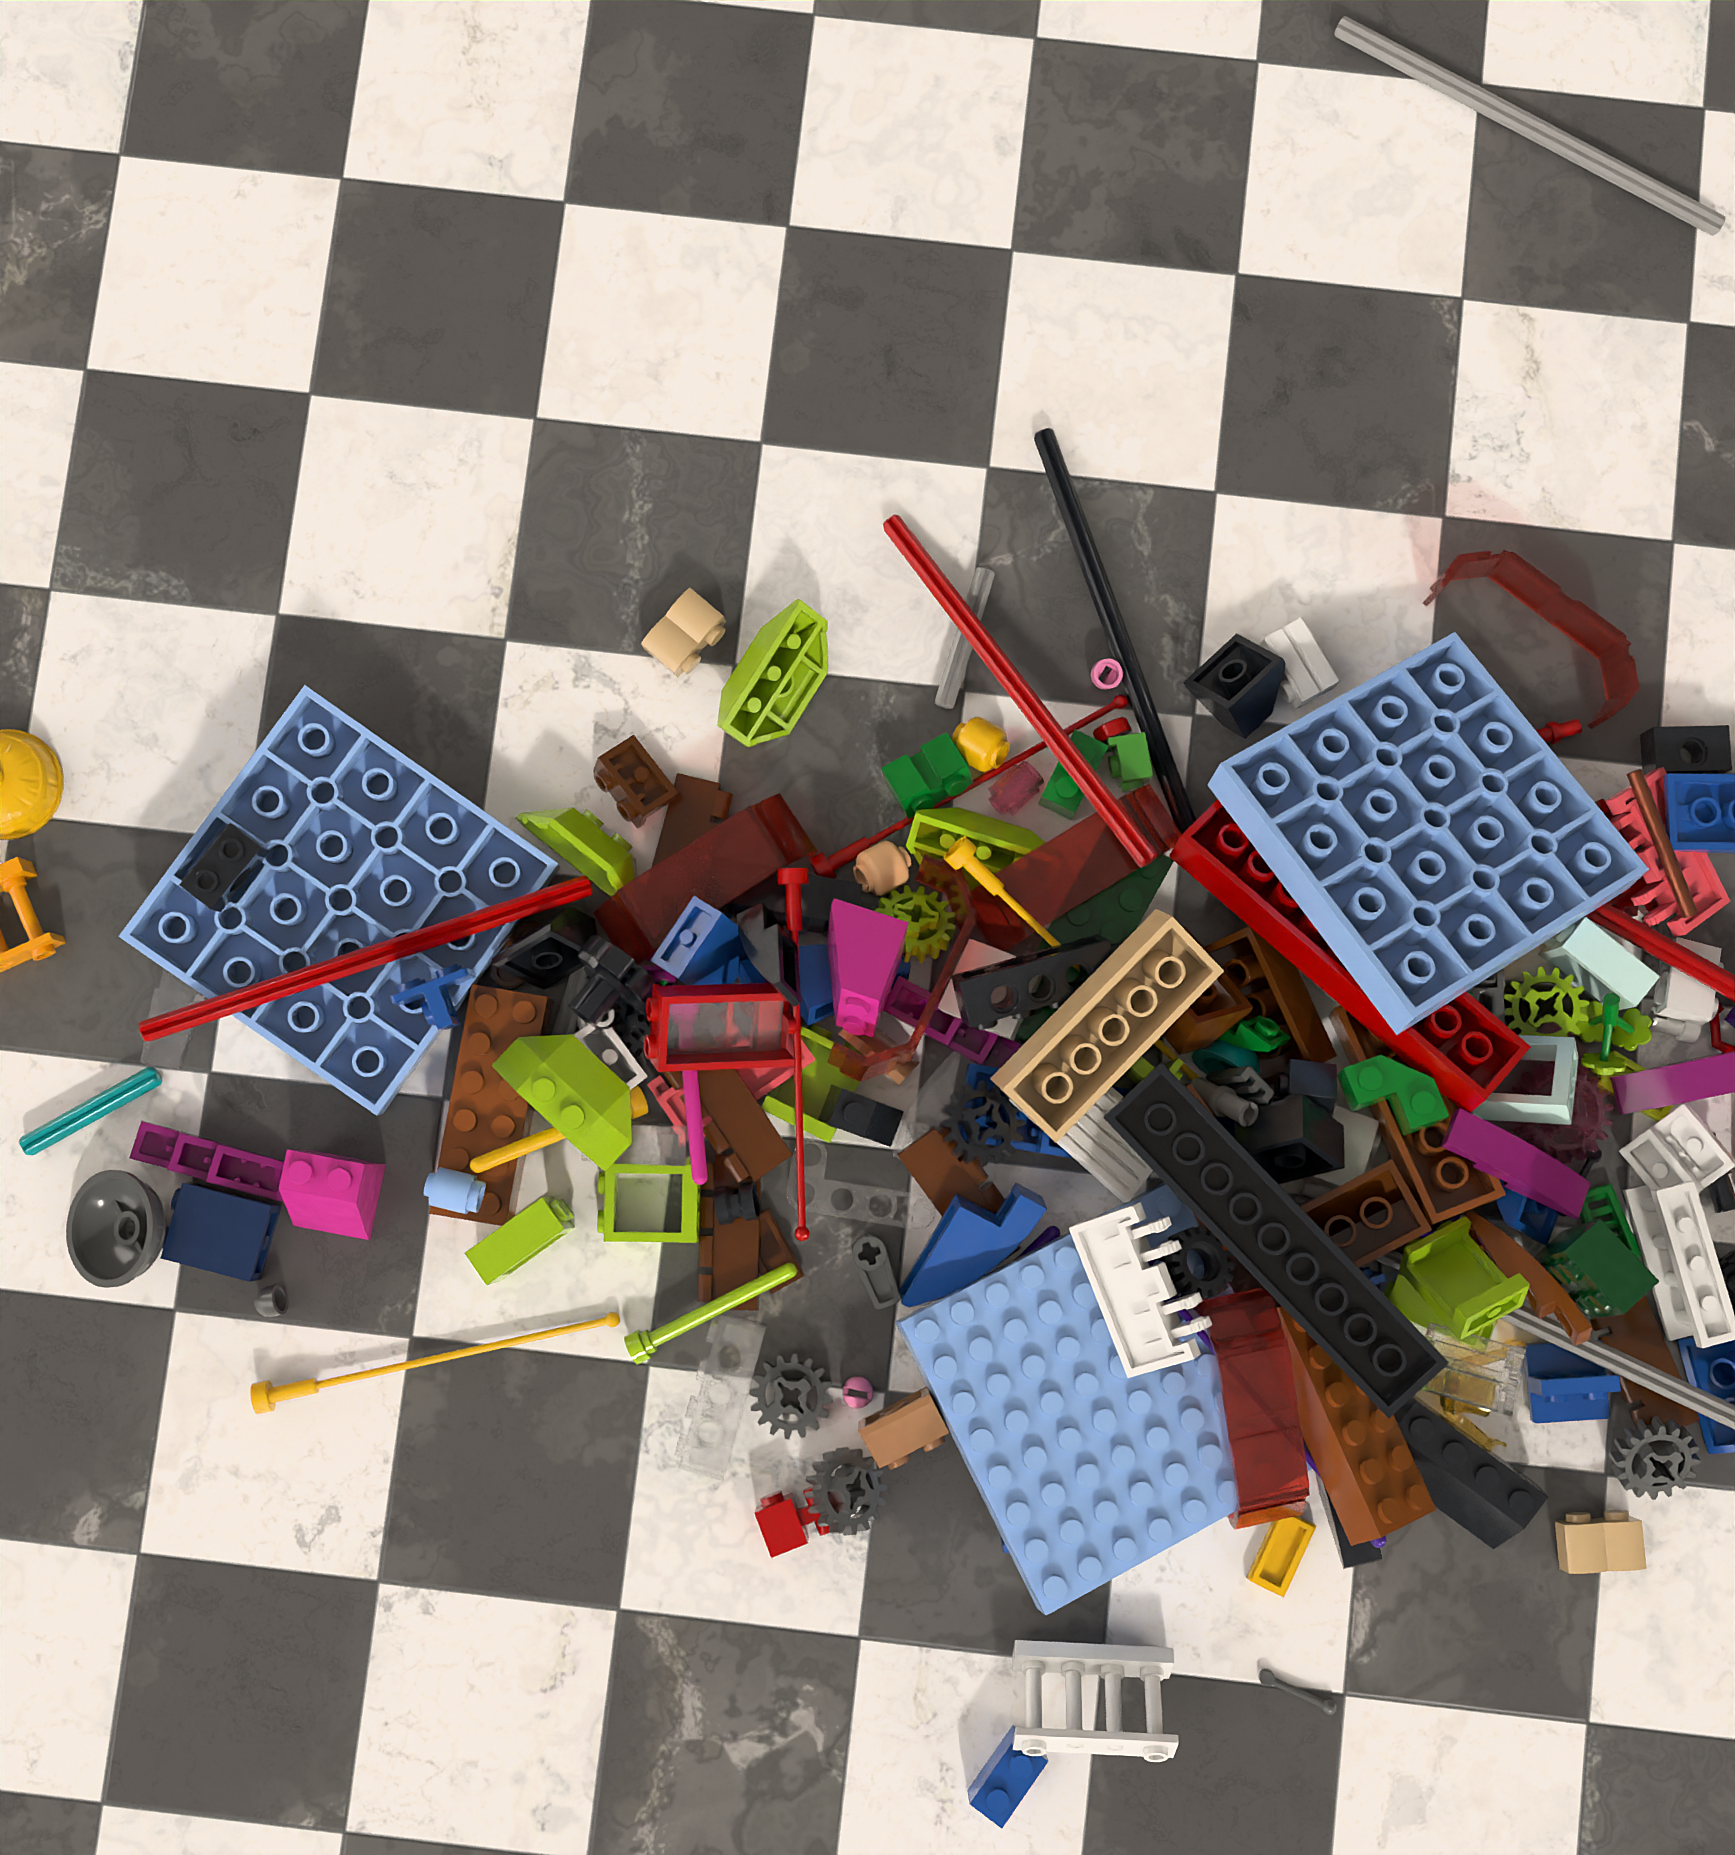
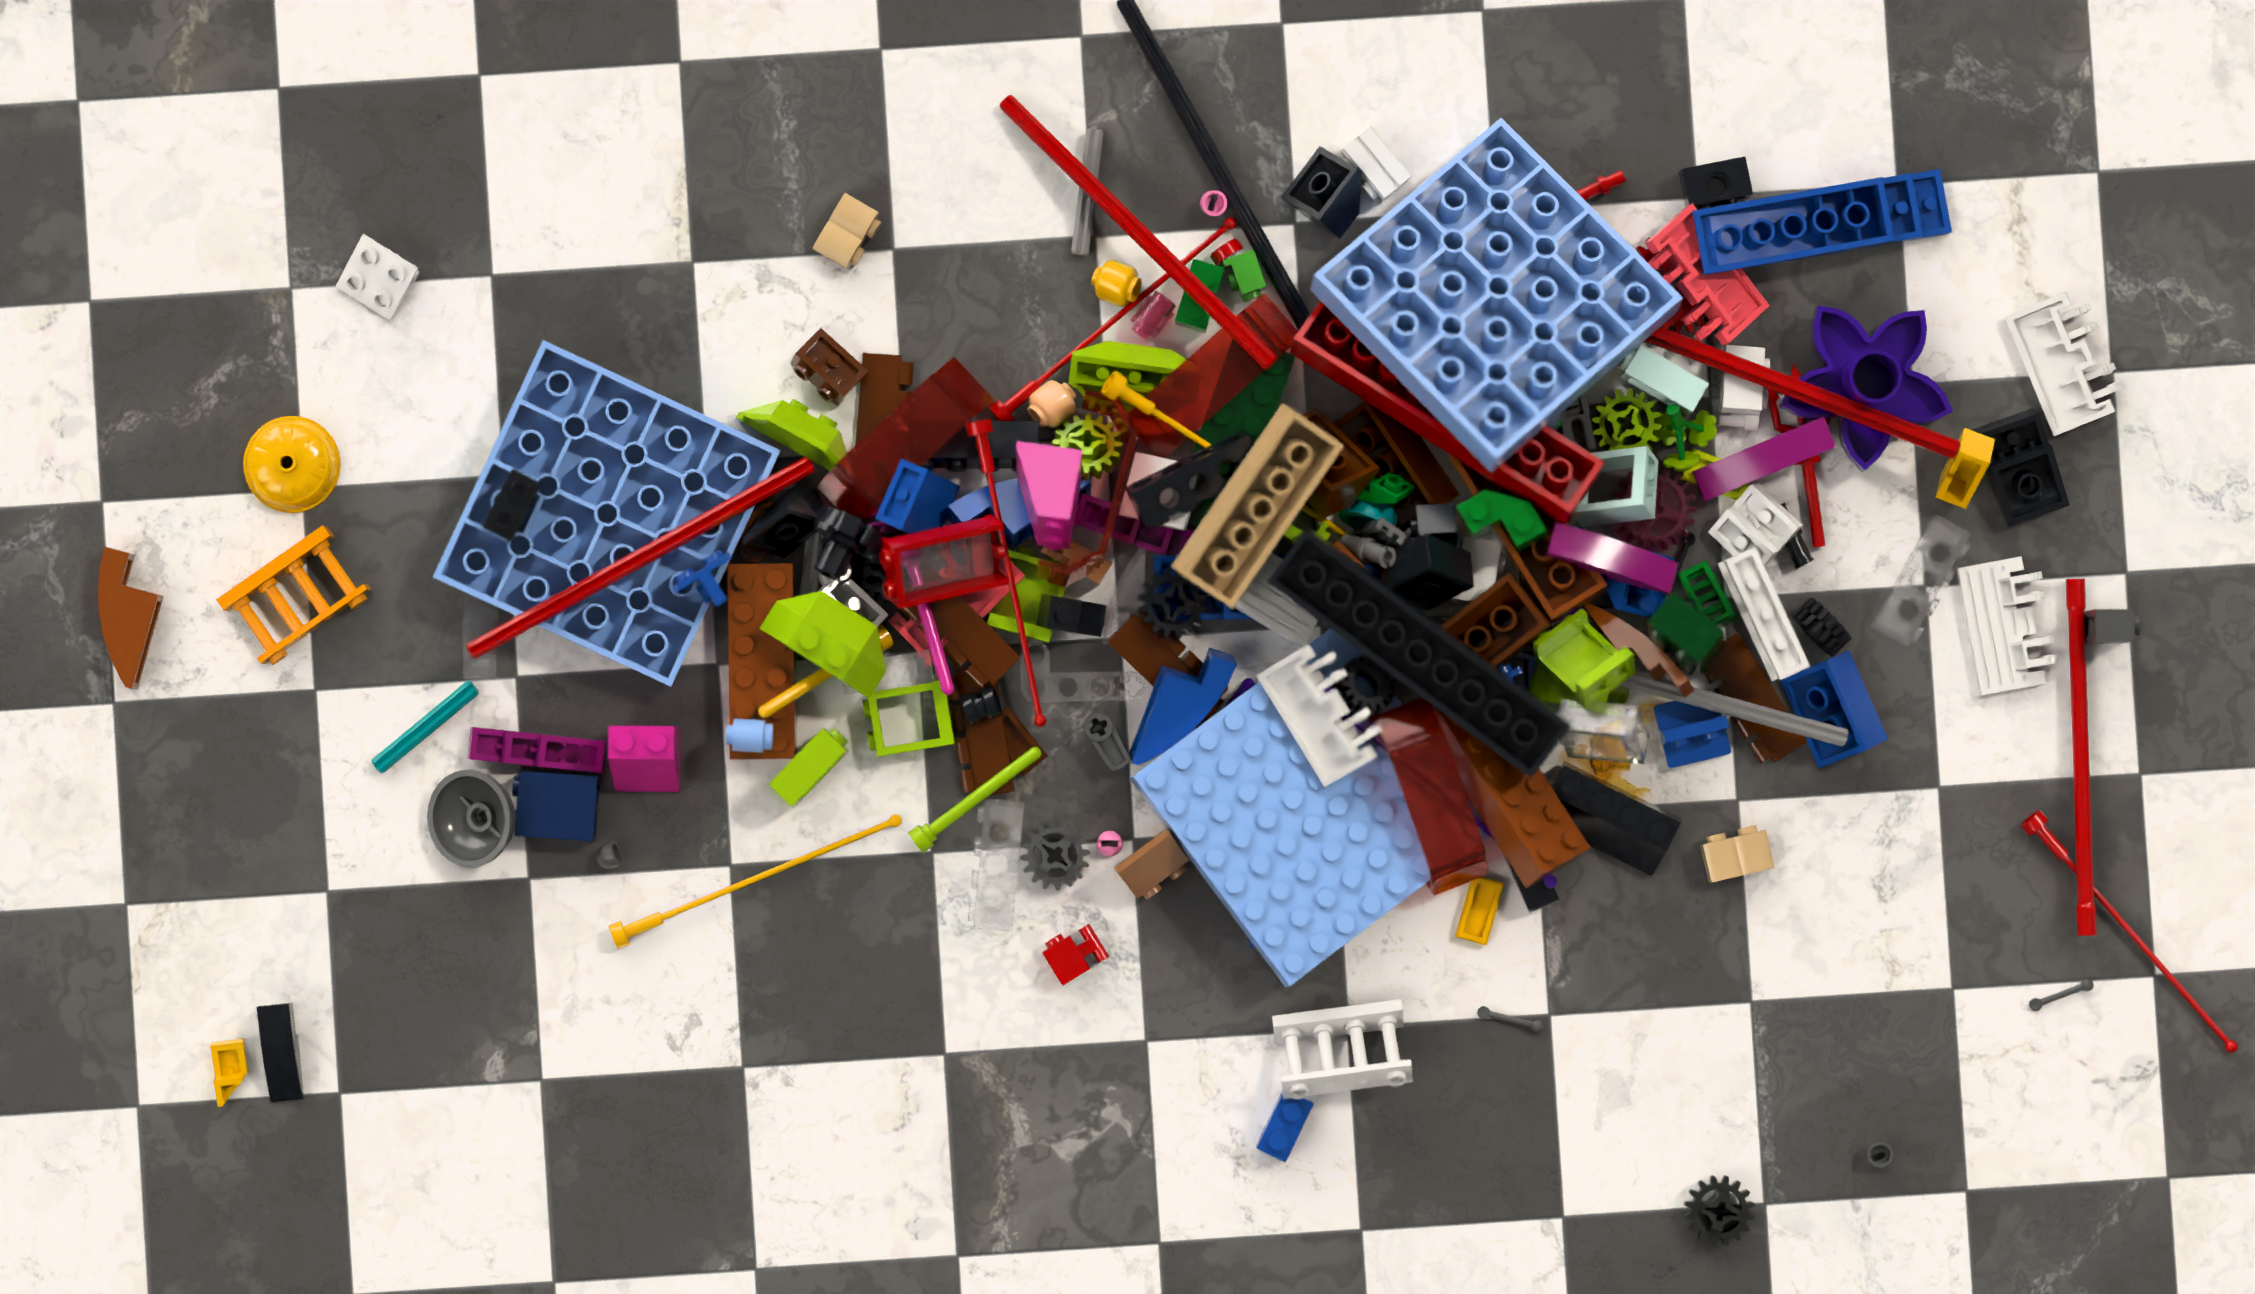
camera: 10 degrees left, 5 degrees up
(146, 591) = (377, 277): none -> white hinge
(771, 951) = (972, 492): black slope -> none
(776, 676) = (931, 257): lime wedge -> none
(842, 1494) = (1112, 924): dark grey gear -> none
(927, 776) = (1076, 319): green brick -> none
(1562, 612) = (1594, 83): clear red windscreen -> none
(1655, 1457) = (1770, 765): dark grey gear -> none
(1662, 843) = (1696, 270): copper bar -> none

